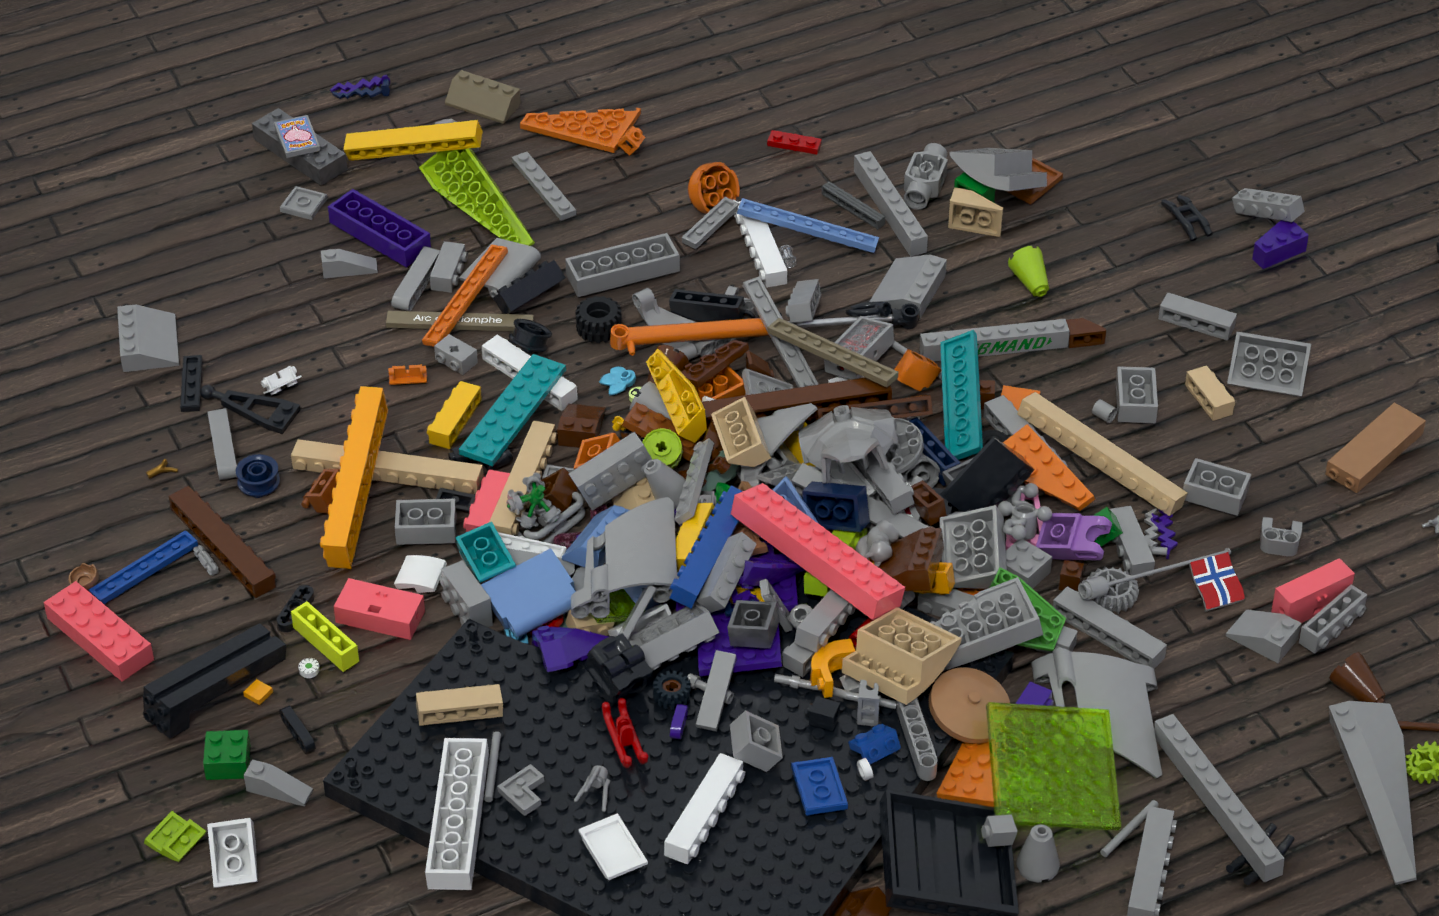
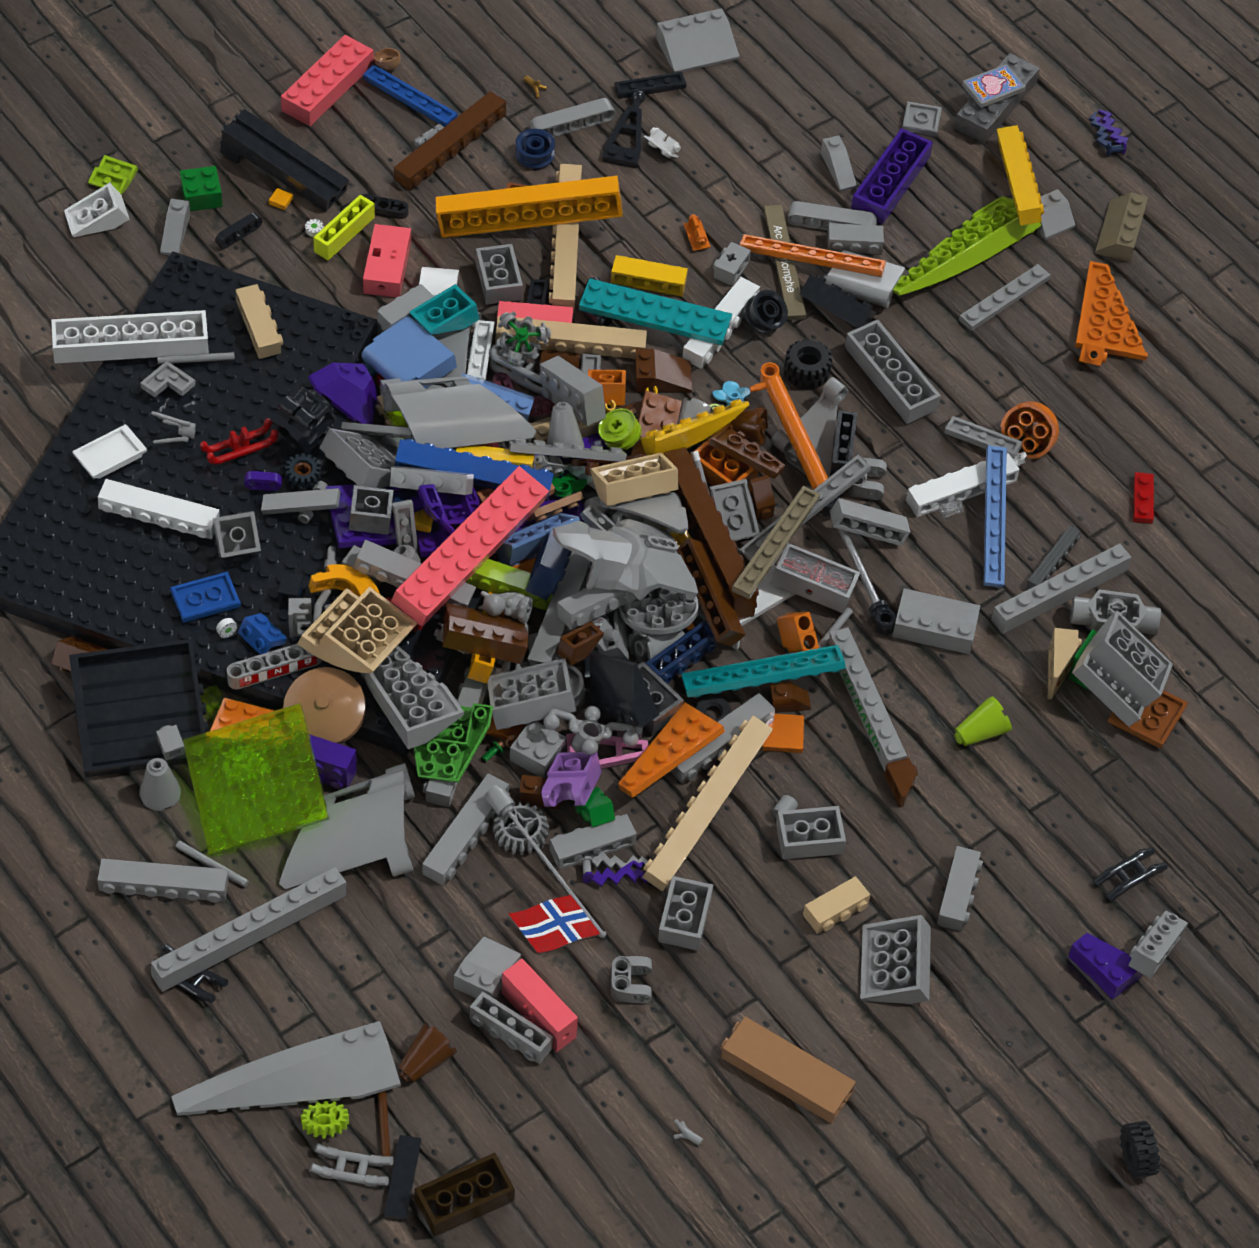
camera: 75 degrees right, 10 degrees up
(868, 309) = (872, 593): black piece -> none

